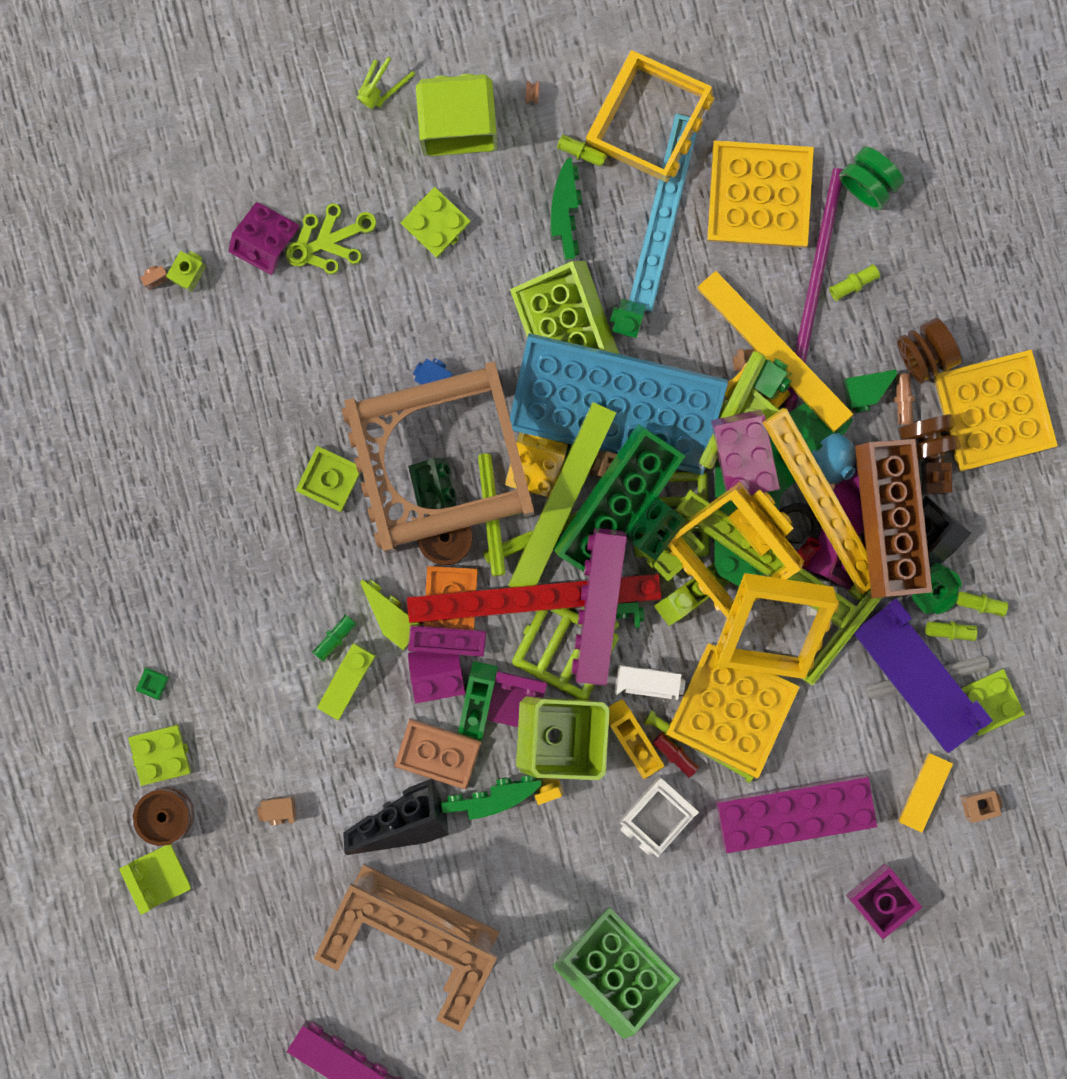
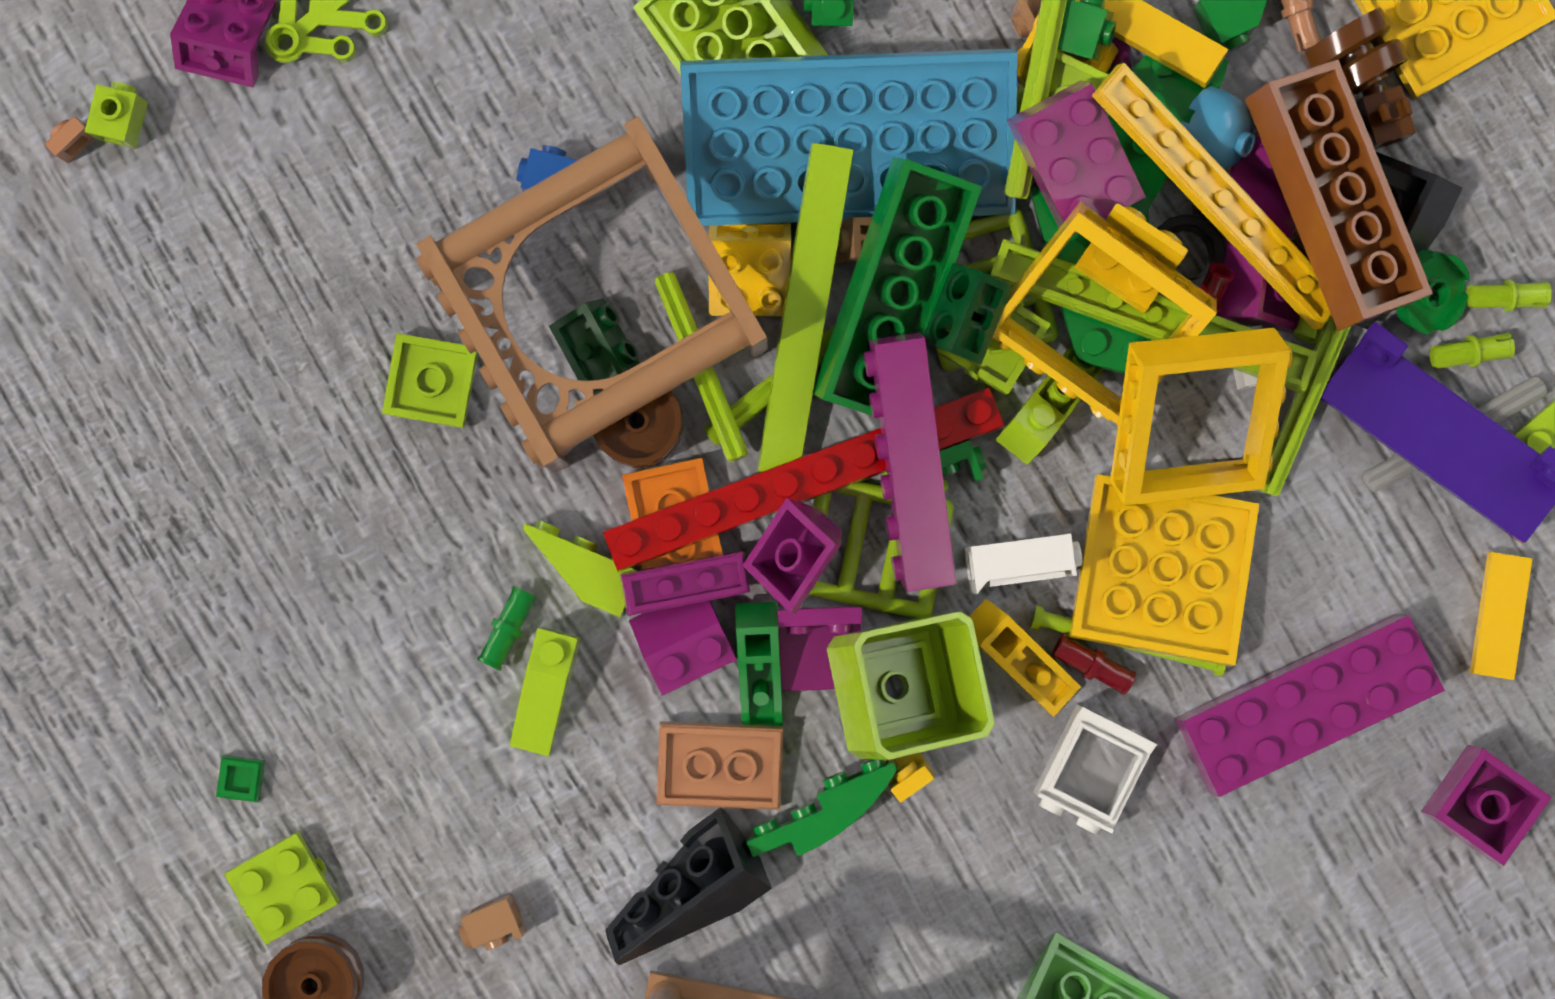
camera: 10 degrees left, 0 degrees up
(516, 640) = (793, 552): none -> magenta slope

